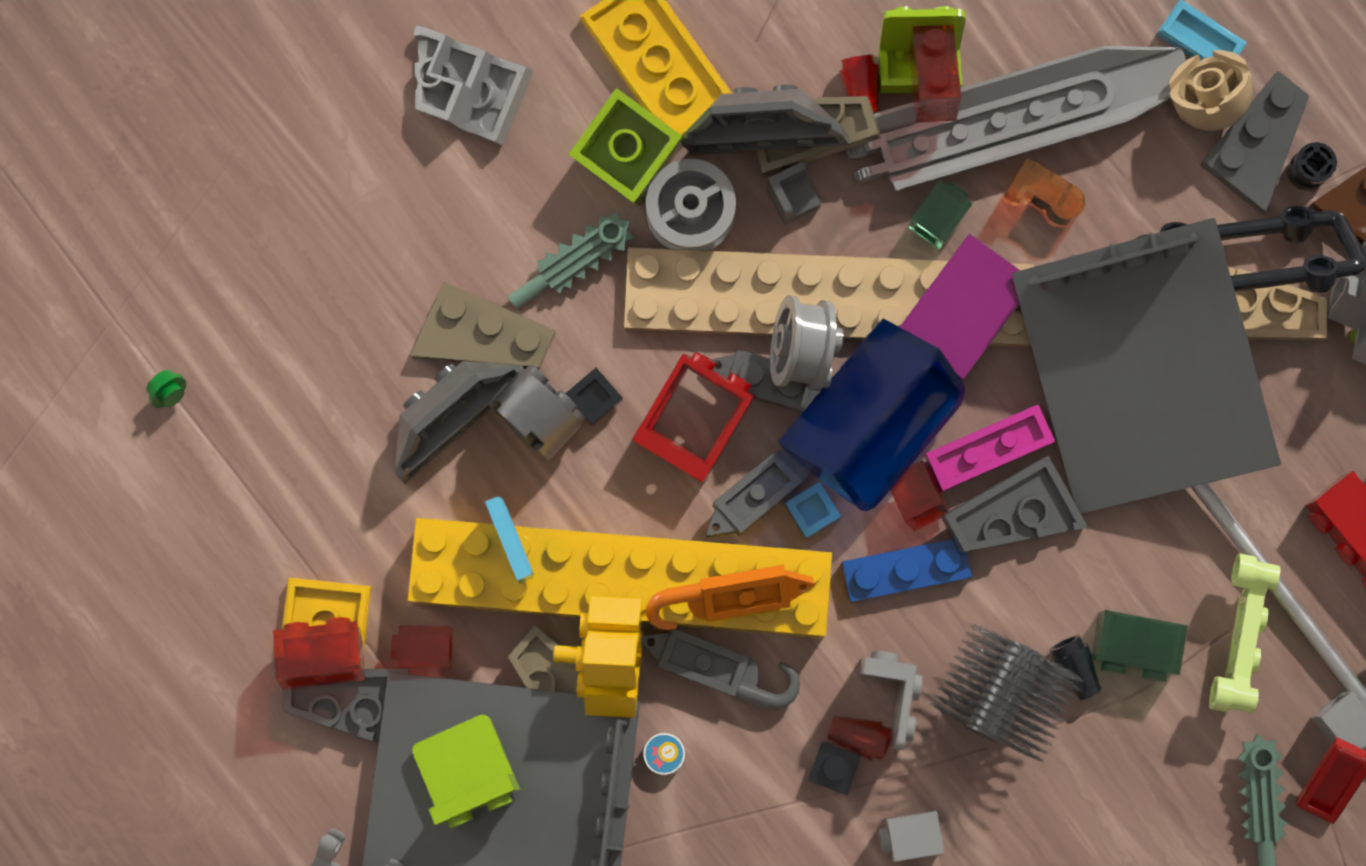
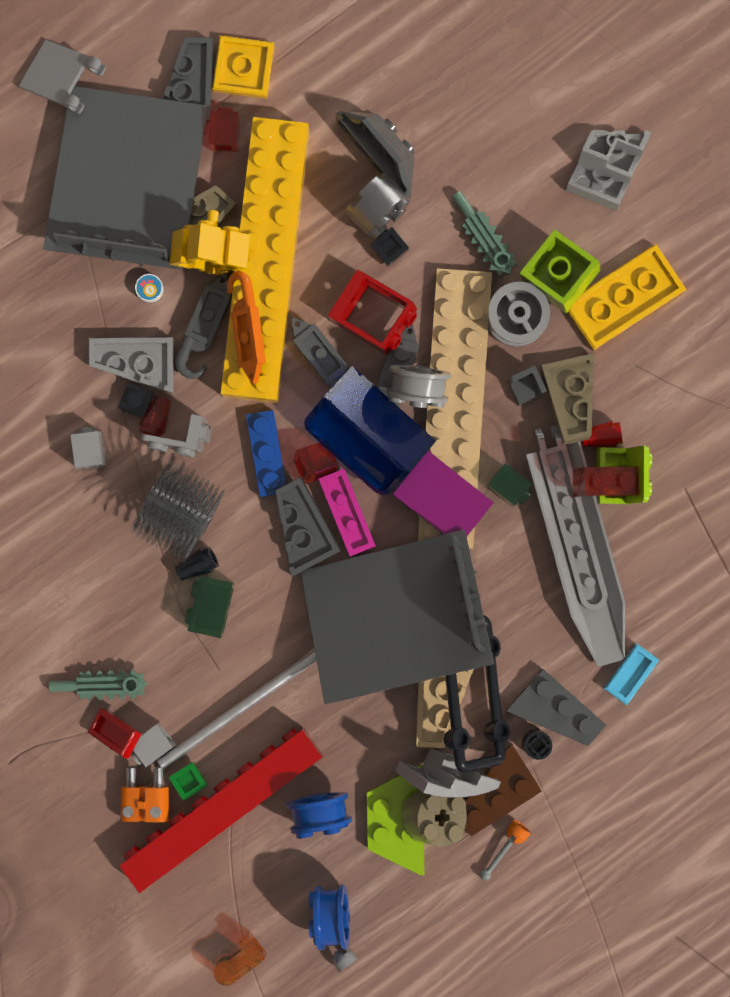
camera: 90 degrees right, 5 degrees up
(319, 653) = (220, 58): clear red brick -> none
(465, 771) = (138, 152): lime bracket -> none
(478, 331) = (437, 171): dark tan wing -> none
(510, 539) = (289, 181): medium azure tile -> none
(763, 122) = (574, 364): dark grey wedge -> none
(773, 769) = (136, 359): none -> light grey wing
(812, 510) = (308, 392): dark azure tile -> none
(1046, 191) = (519, 567): clear orange leg -> none
(1212, 90) = (591, 675): tan cylinder -> none
(1250, 619) = (174, 668): yellowish green plate -> none

